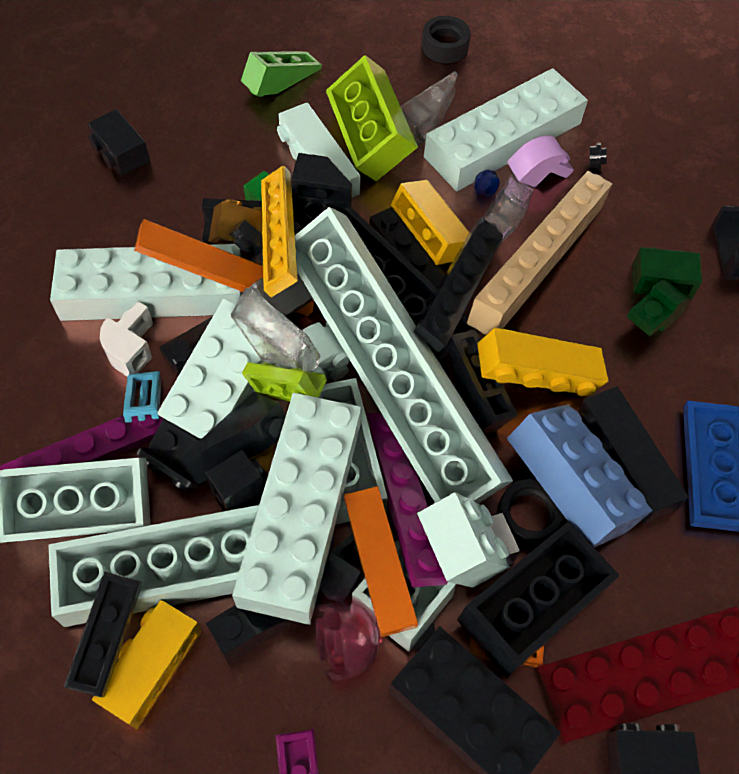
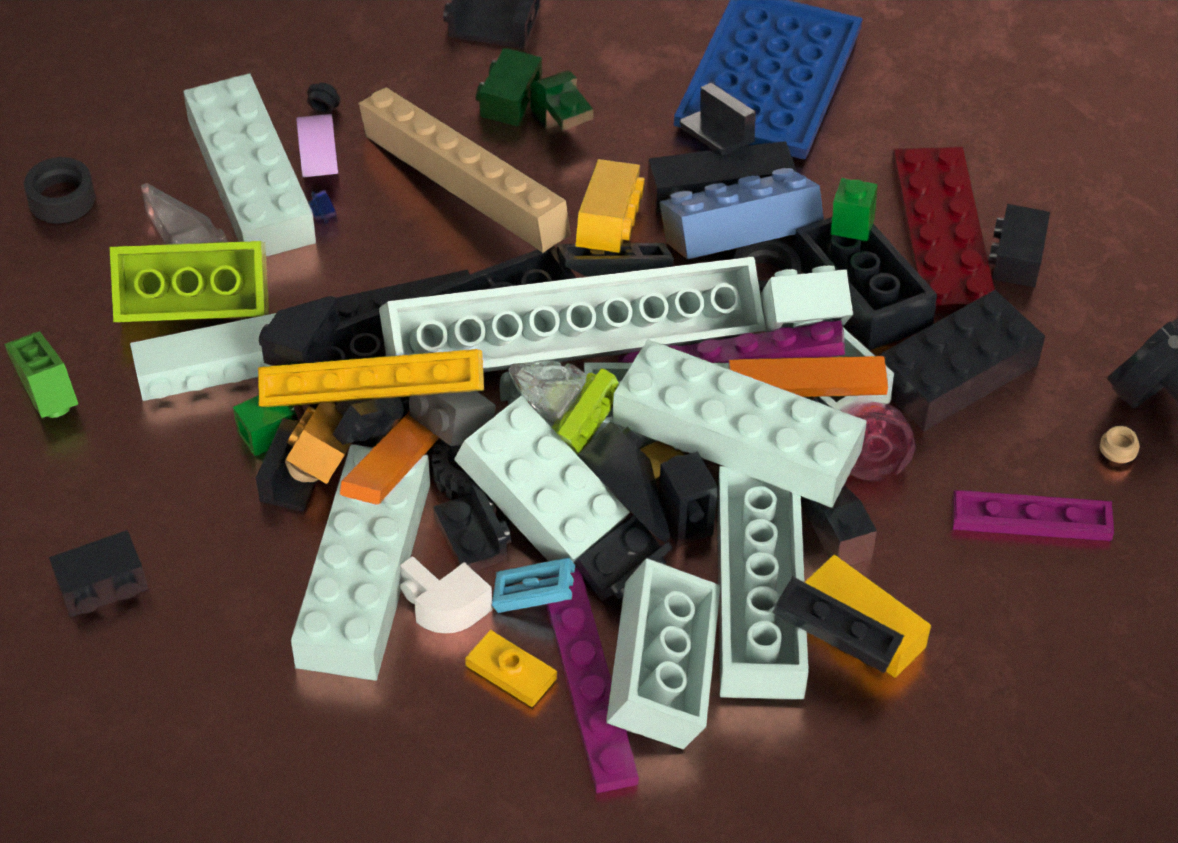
camera: 75 degrees left, 10 degrees down
(73, 401) = (511, 668): none -> yellow plate
(430, 220) = (371, 264): yellow brick -> none
(458, 285) = (495, 244): black plate -> none
(509, 206) = (380, 193): clear slope -> none
(598, 564) = (854, 209): none -> green brick
(681, 434) = (722, 121): none -> black panel

